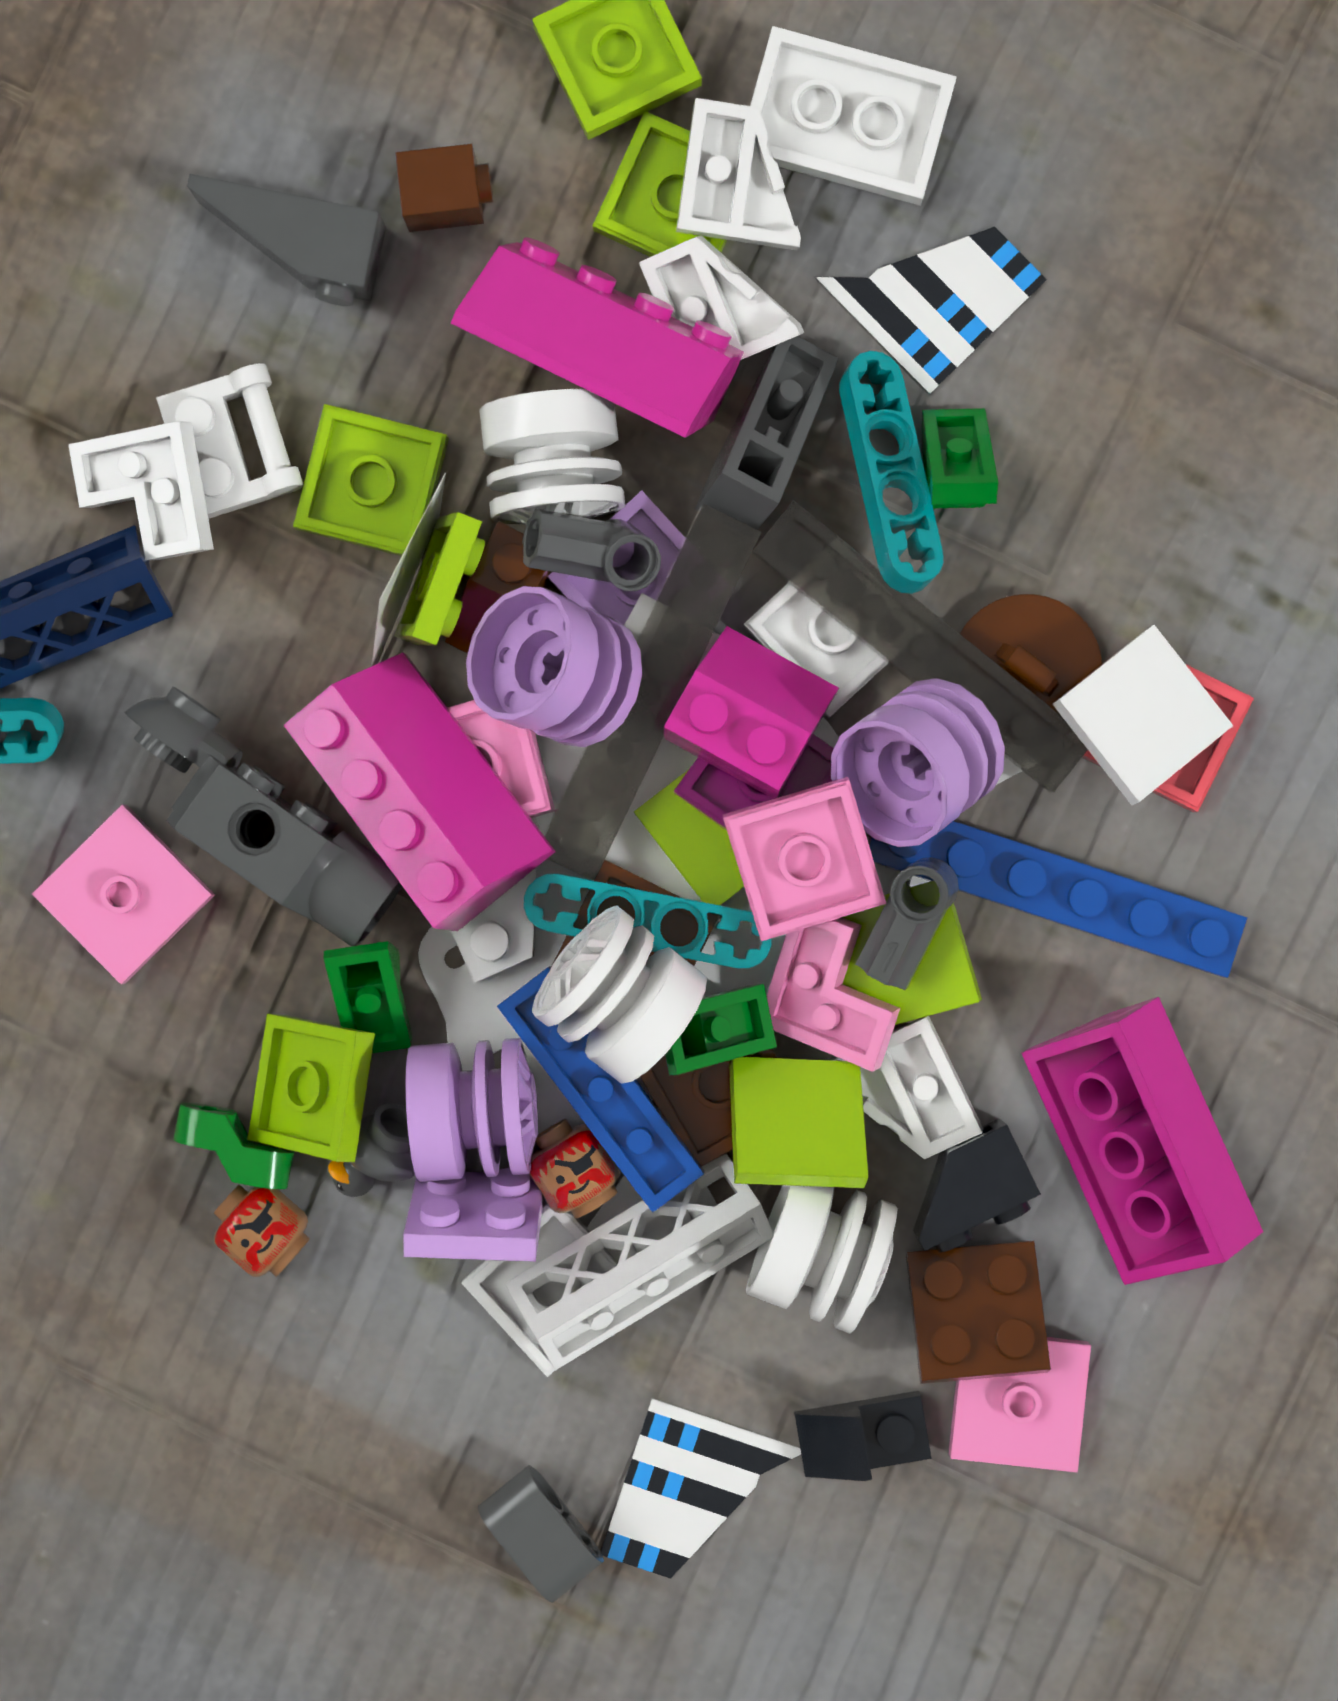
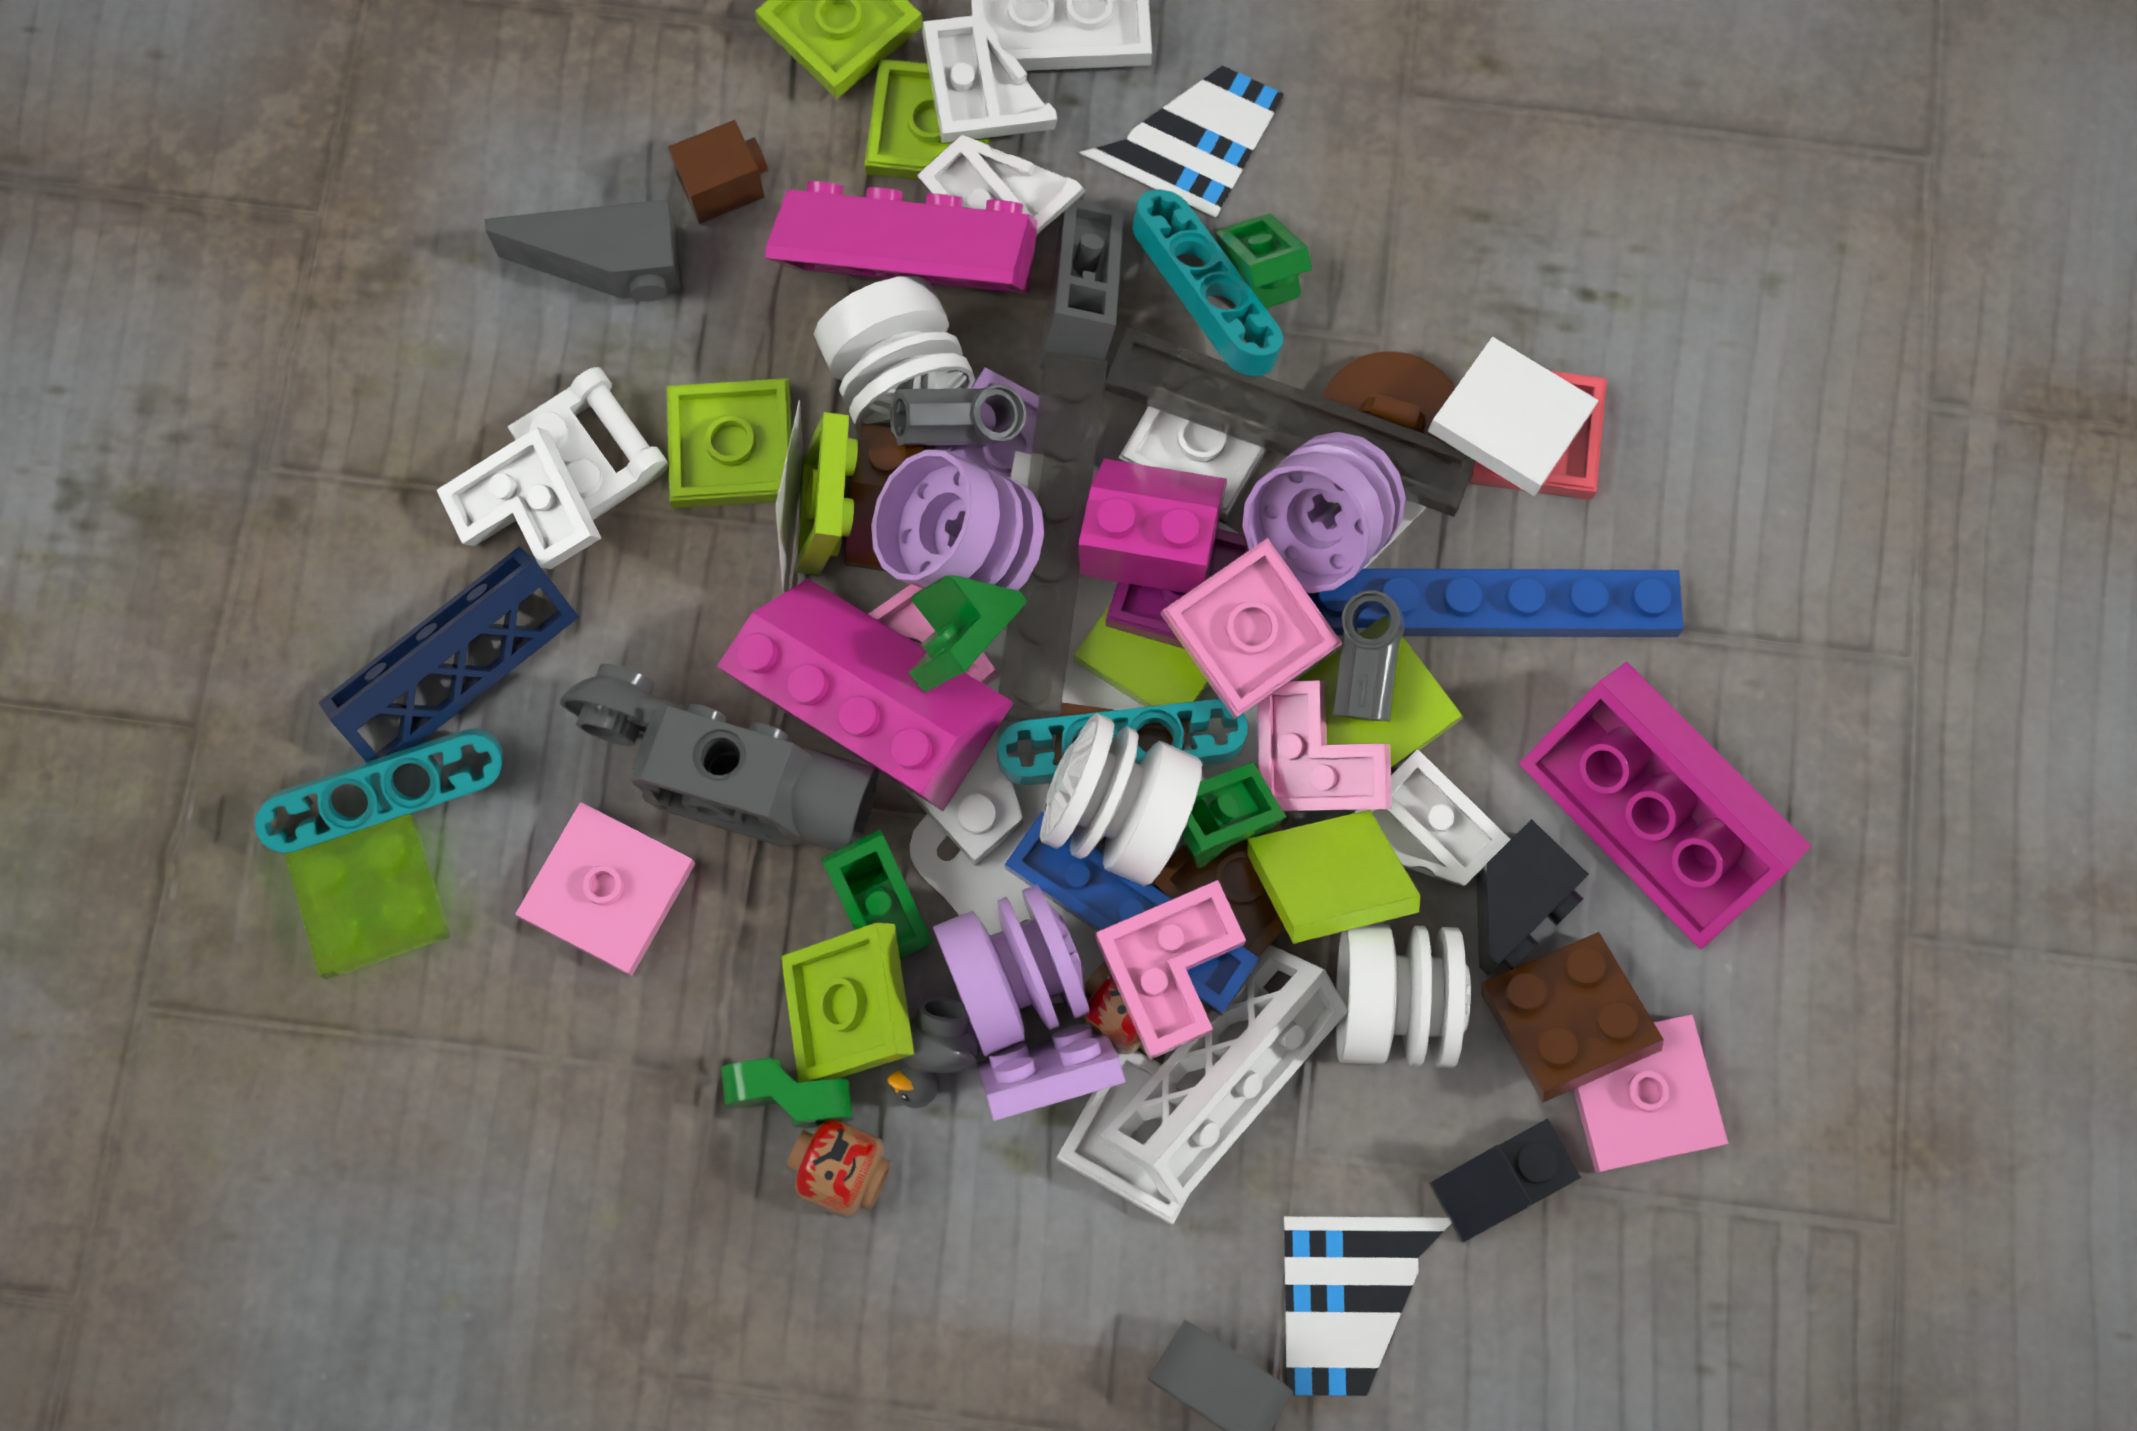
camera: 15 degrees left, 15 degrees down
(533, 771) = (965, 622): none -> green slope
(601, 1146) = (1151, 960): none -> bright pink plate

